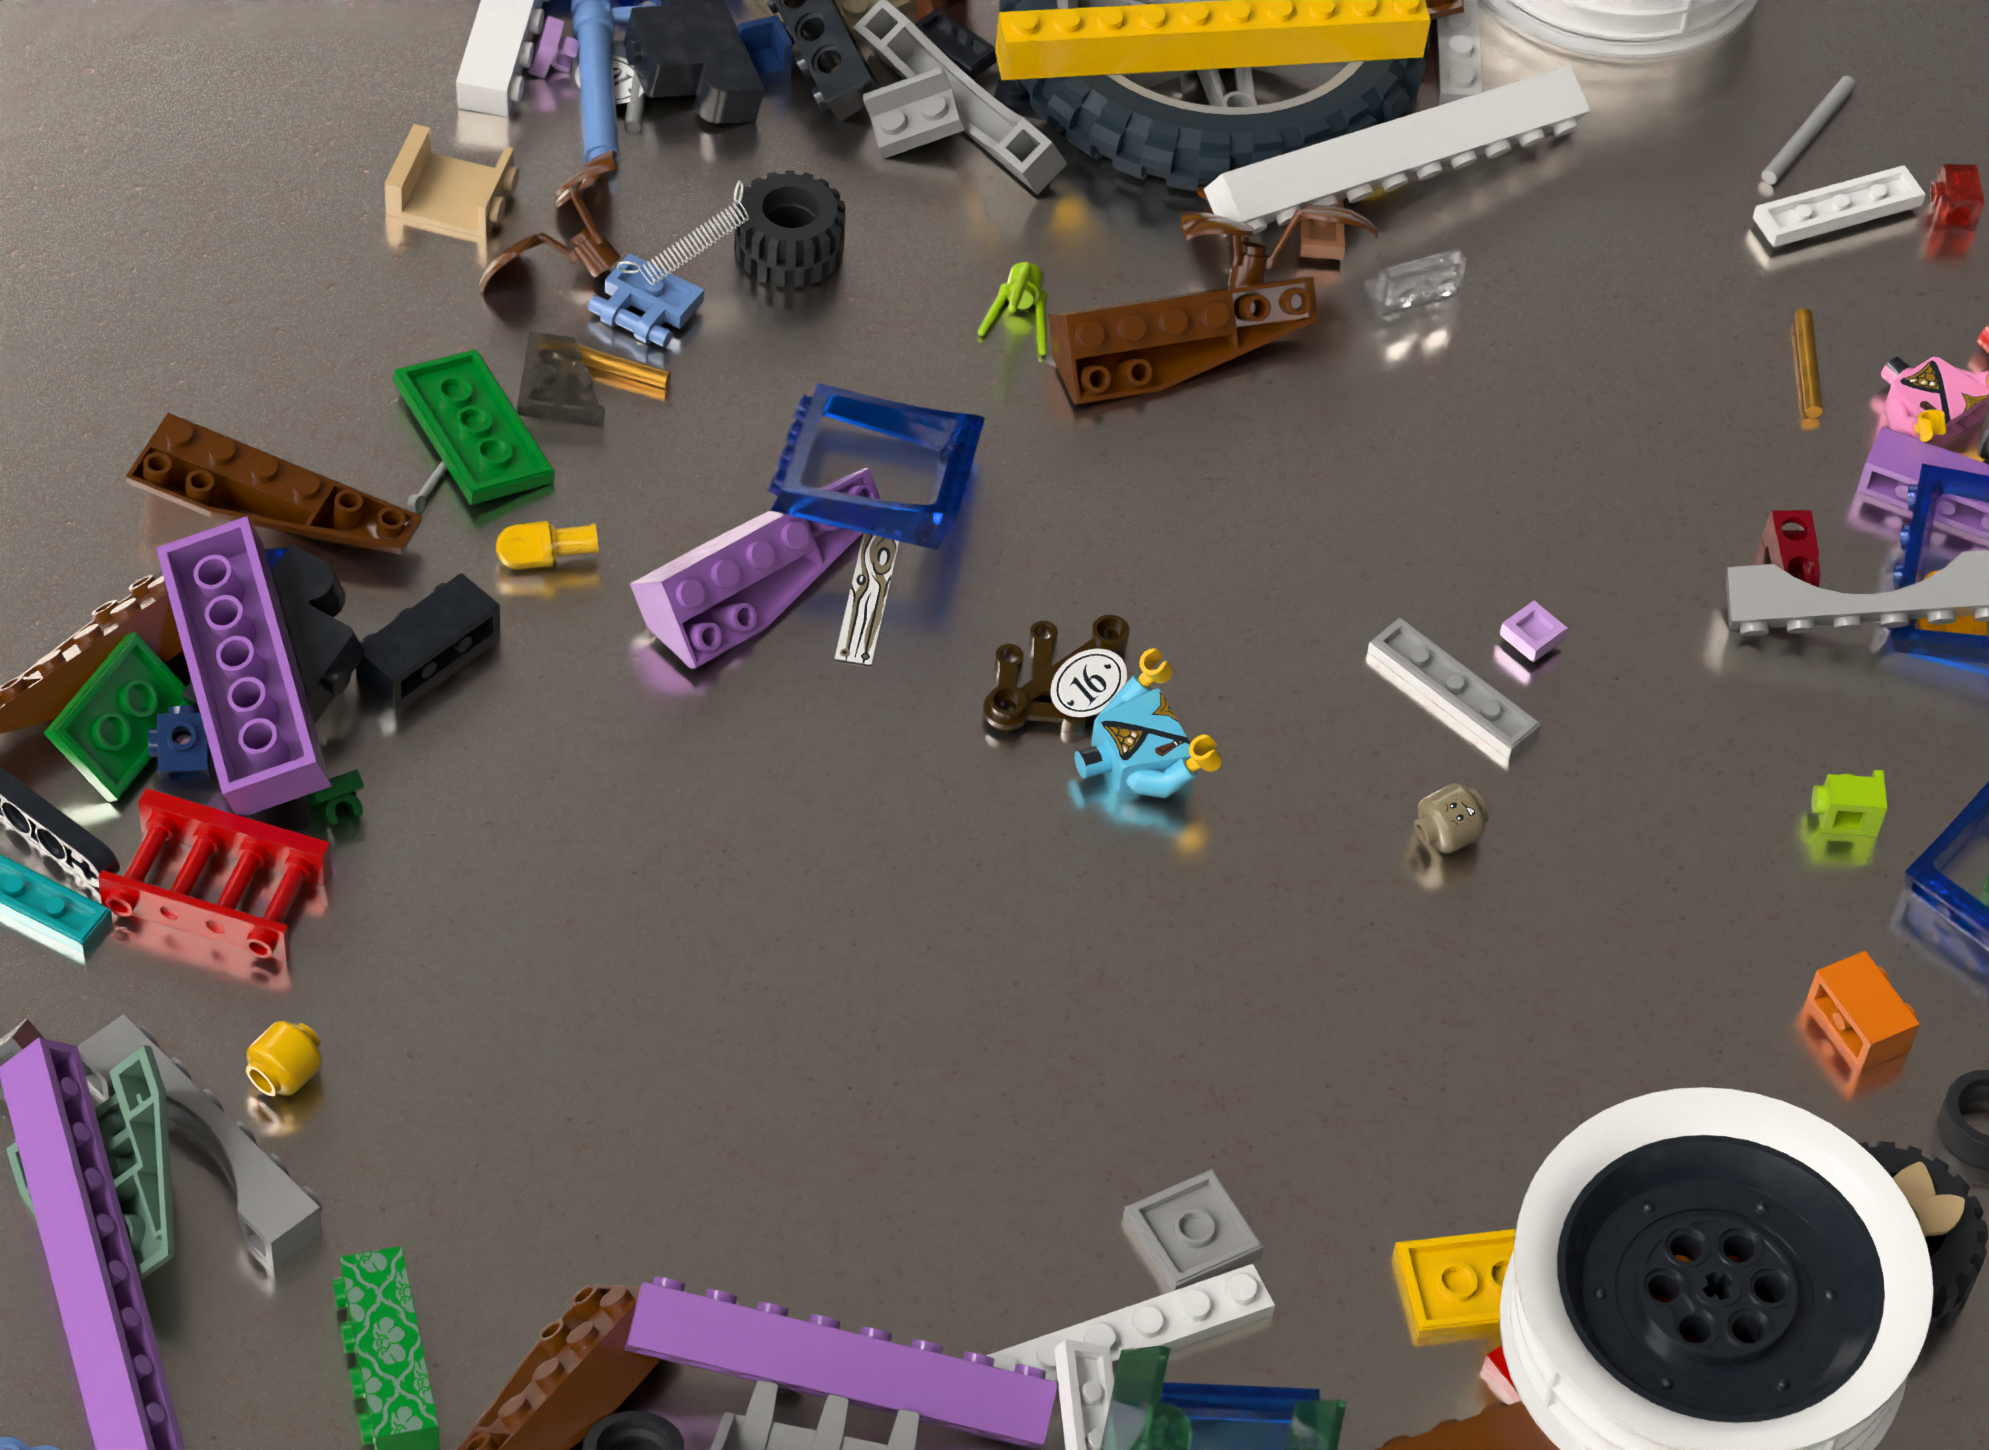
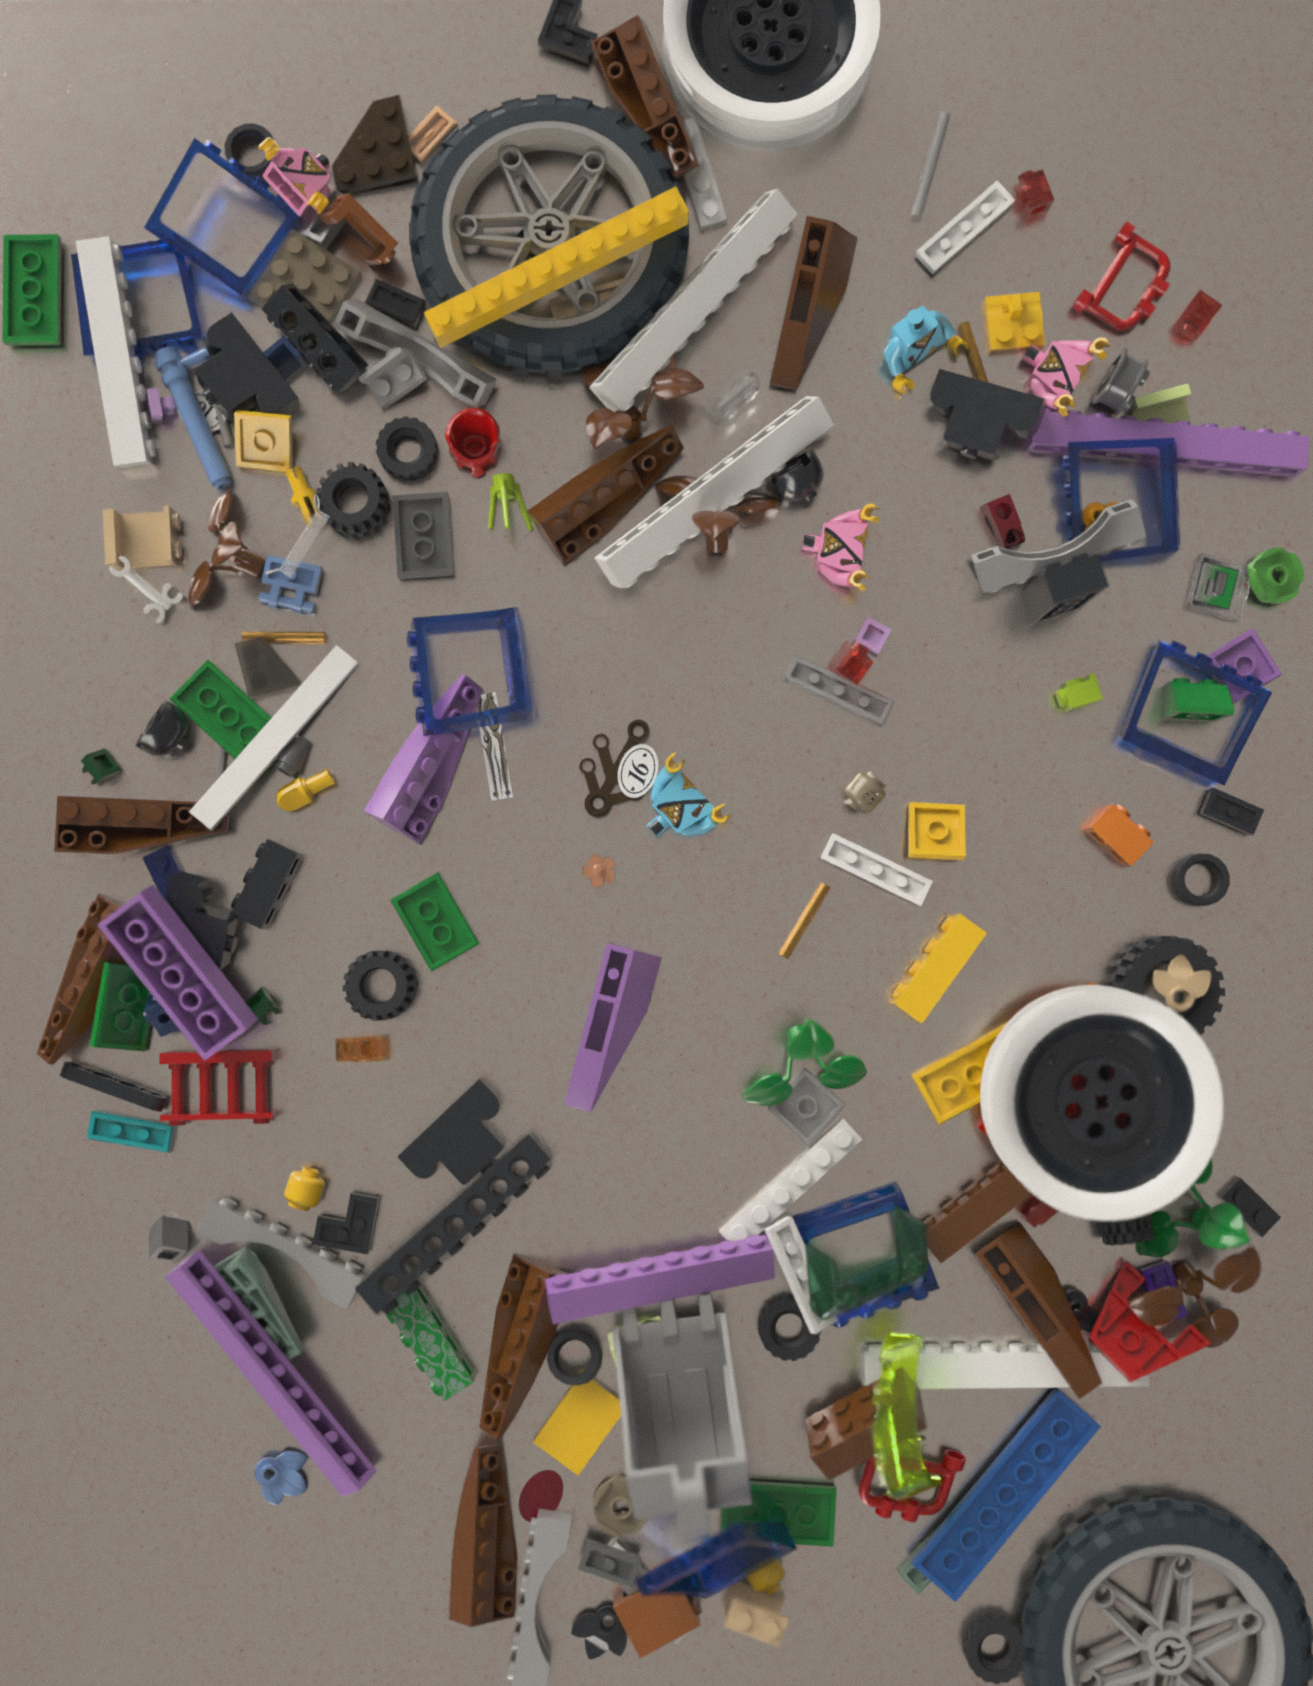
camera: 15 degrees left, 35 degrees up
(243, 419) = (100, 766): none -> dark green tile
(334, 1154) = (354, 1232): none -> black plate
(366, 401) = (164, 731): none -> black cylinder
(437, 262) = (161, 601): none -> white bar
(477, 901) = (363, 1048): none -> clear orange leg
(513, 1177) = (372, 1287): none -> black brick
(530, 460) = (273, 738): none -> white tile
(547, 499) = (293, 756): none -> dark grey cone
(553, 851) = (356, 989): none -> black tyre
(576, 1073) = (459, 1137): none -> black brick
(673, 781) = (435, 921): none -> green tile
(688, 125) = (263, 440): none -> yellow hinge
(715, 199) = (302, 494): none -> yellow arm
(874, 305) = (422, 535): none -> dark grey plate
(892, 228) = (407, 427): none -> black tyre
(908, 989) = (612, 1020): none -> medium lavender wedge
(970, 799) = (599, 870): none -> nougat plant
(1002, 213) = (473, 439): none -> red hair
(1236, 1058) = (805, 1043): none -> green plant
(1287, 969) = (804, 920): none -> pearl gold bar
(1333, 426) = (718, 524): none -> reddish brown plant
(1345, 364) = (715, 491): none -> white brick
(1434, 932) = (876, 869): none -> white plate
(1482, 400) = (798, 478): none -> black cylinder
(1488, 642) = (852, 661): none -> clear red brick
(1493, 1096) = (938, 968): none -> yellow brick
(1525, 501) = (842, 546): none -> bright pink torso
(1552, 907) = (936, 831): none -> yellow hinge
(1580, 210) = (814, 297): none -> reddish brown wedge
(1723, 296) = (915, 339): none -> medium azure torso
(1798, 407) = (983, 413): none -> black brick
(1860, 624) = (1064, 587): none -> black brick
(1880, 329) = (1014, 322): none -> yellow hinge

